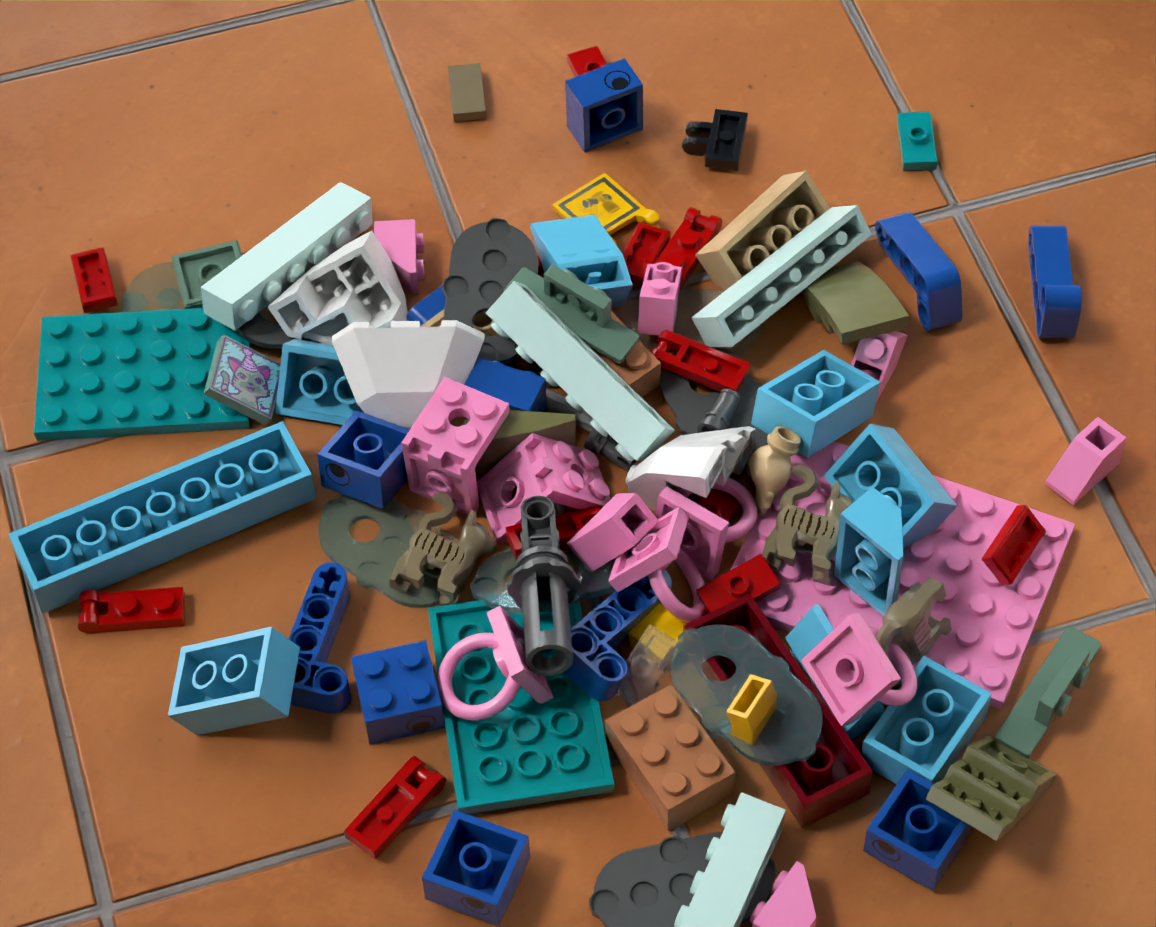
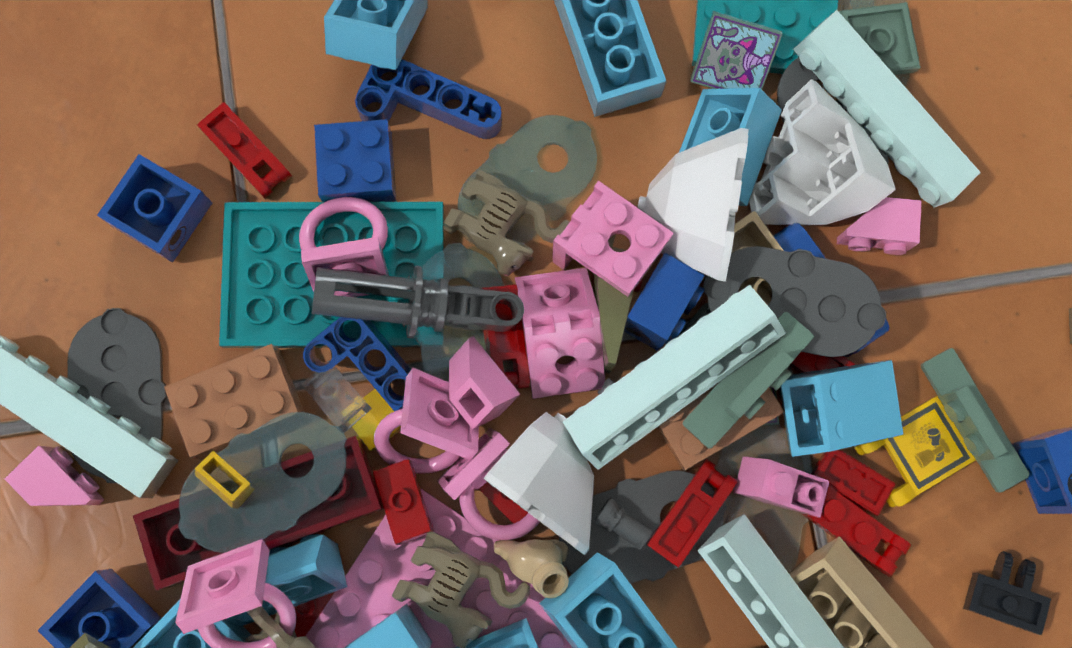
camera: 90 degrees right, 25 degrees up
(365, 460) = (620, 158): blue brick -> none
(568, 175) = (974, 420): none -> sand green bracket

